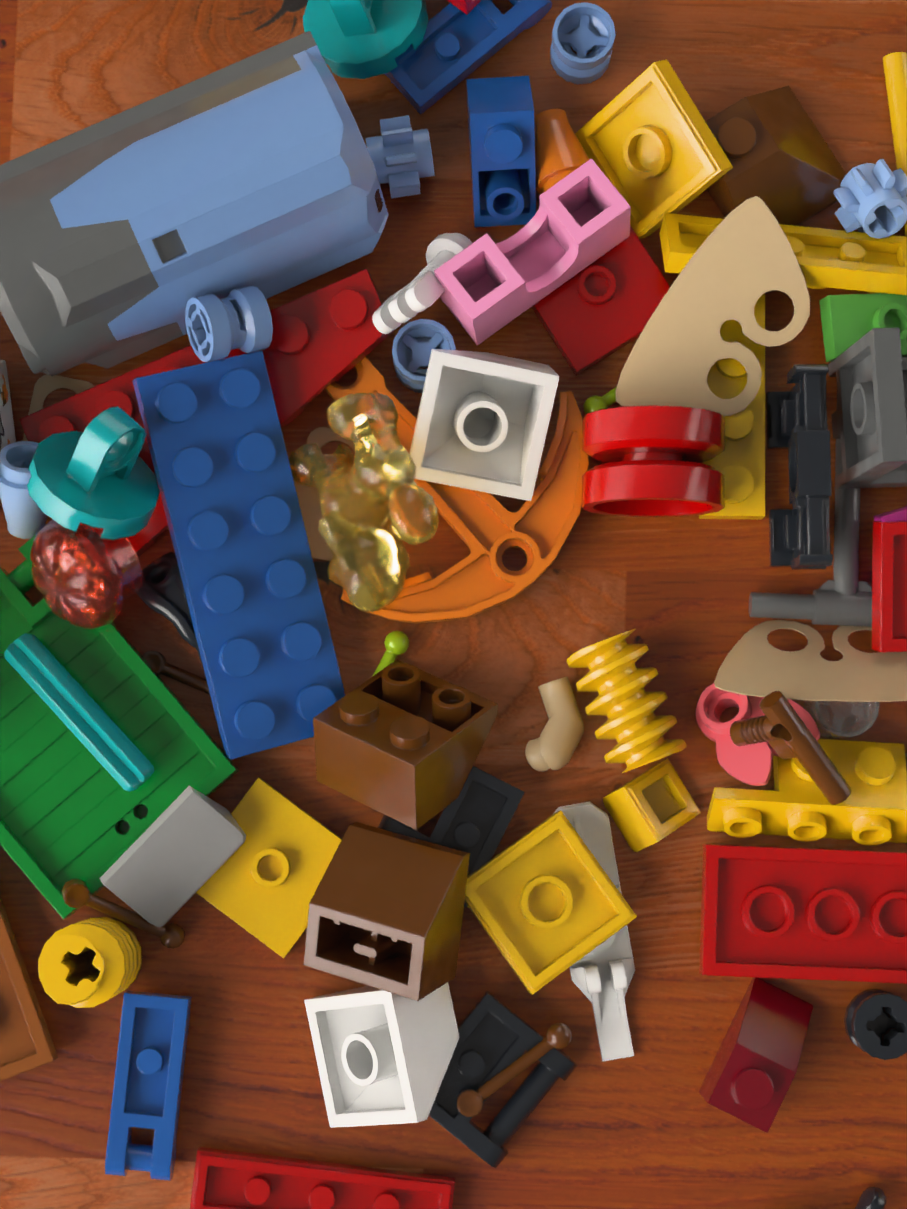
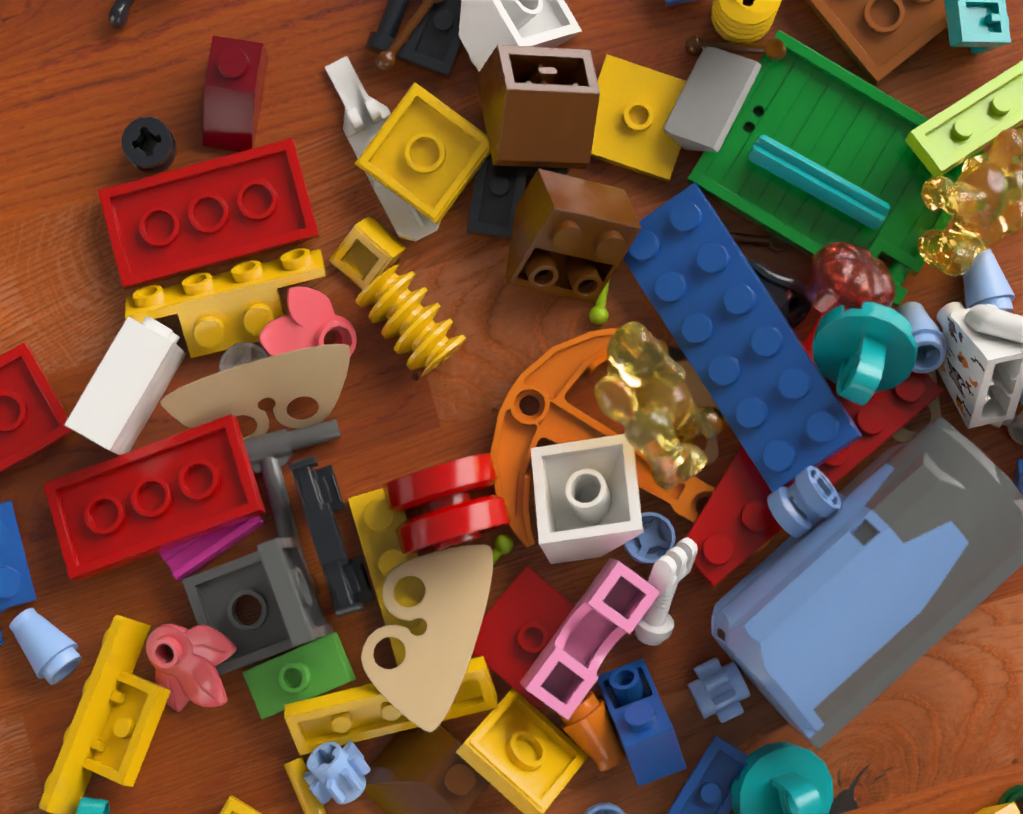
camera: 165 degrees right, 0 degrees up
(562, 730) = (452, 285): tan arm -> none
(790, 740) = (282, 326): reddish brown hose -> none

